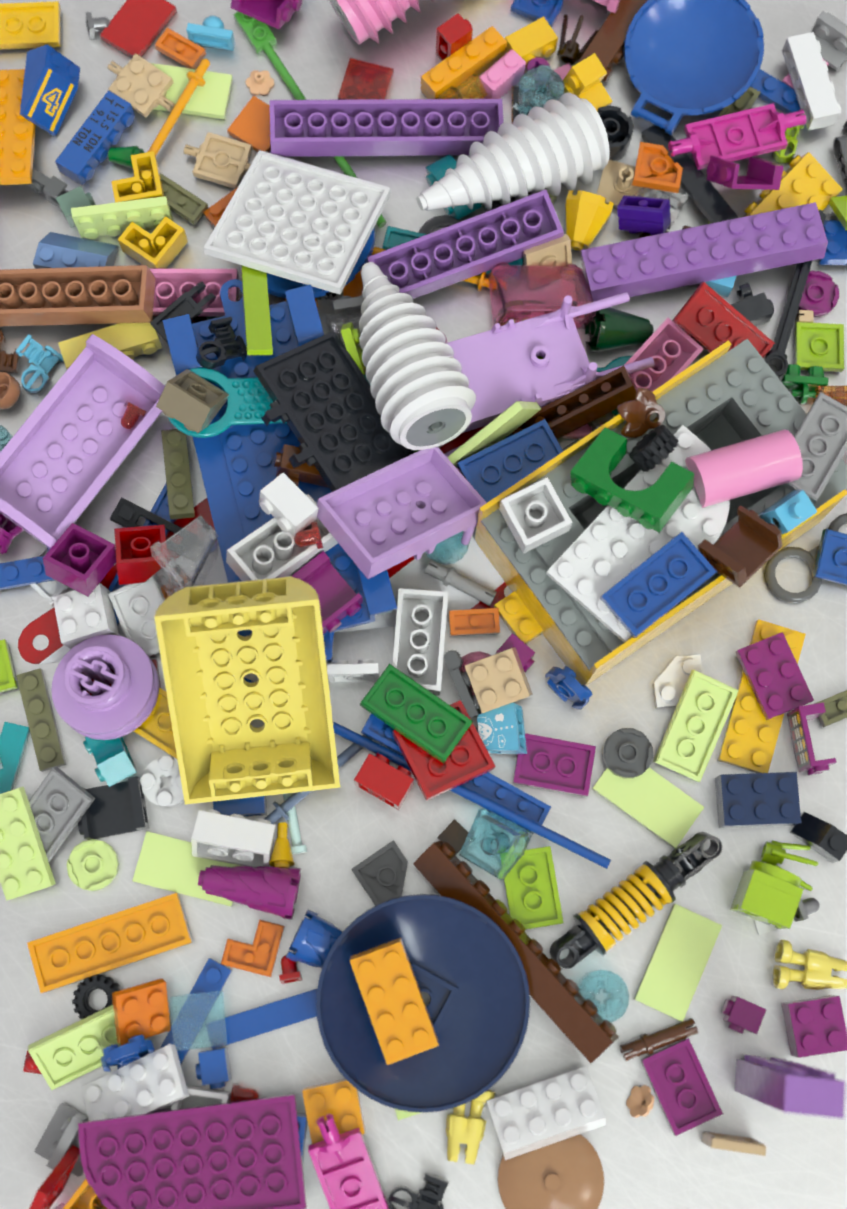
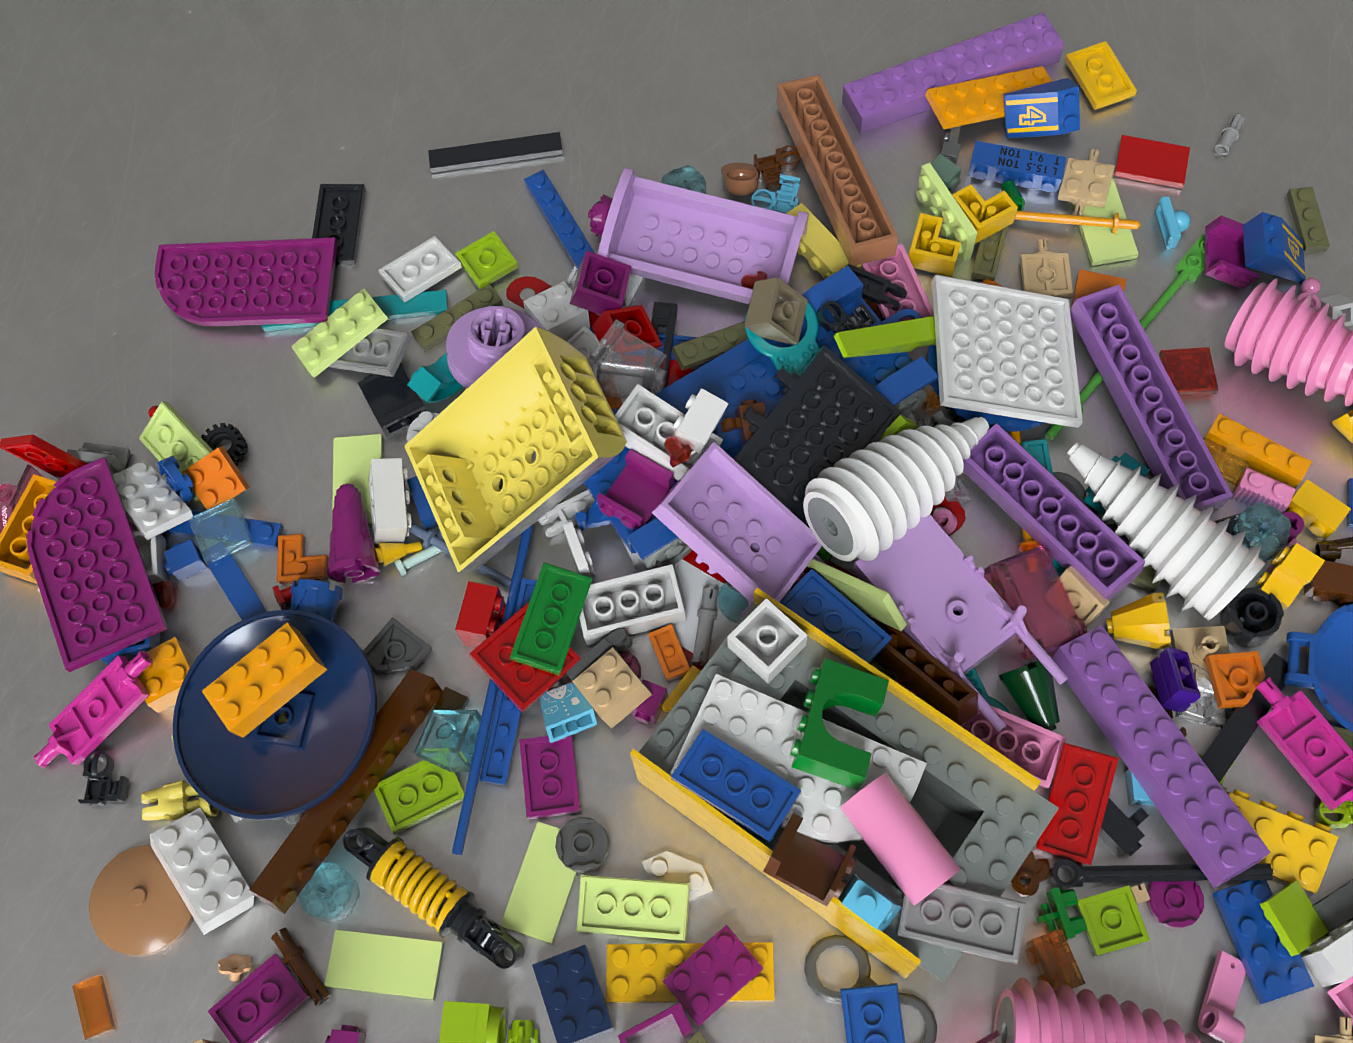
camera: 80 degrees right, 10 degrees down
(69, 251) = (895, 189): medium blue slope -> none
(93, 865) = (340, 403): yellowish green tile -> none
(95, 24) = (1130, 128): flat silver piece -> none
(109, 942) = (275, 439): light orange plate -> none
(180, 49) = (1142, 202): orange plate -> none
(260, 82) = (1144, 282): light nougat plant -> none
(452, 36) = (1281, 427): red brick -> none
(567, 687) = (625, 768): blue plate -> none
(638, 413) = (919, 710): reddish brown plate -> none
(653, 448) = (885, 737): black tyre -> none
(760, 174) = (1277, 794): magenta panel -> none

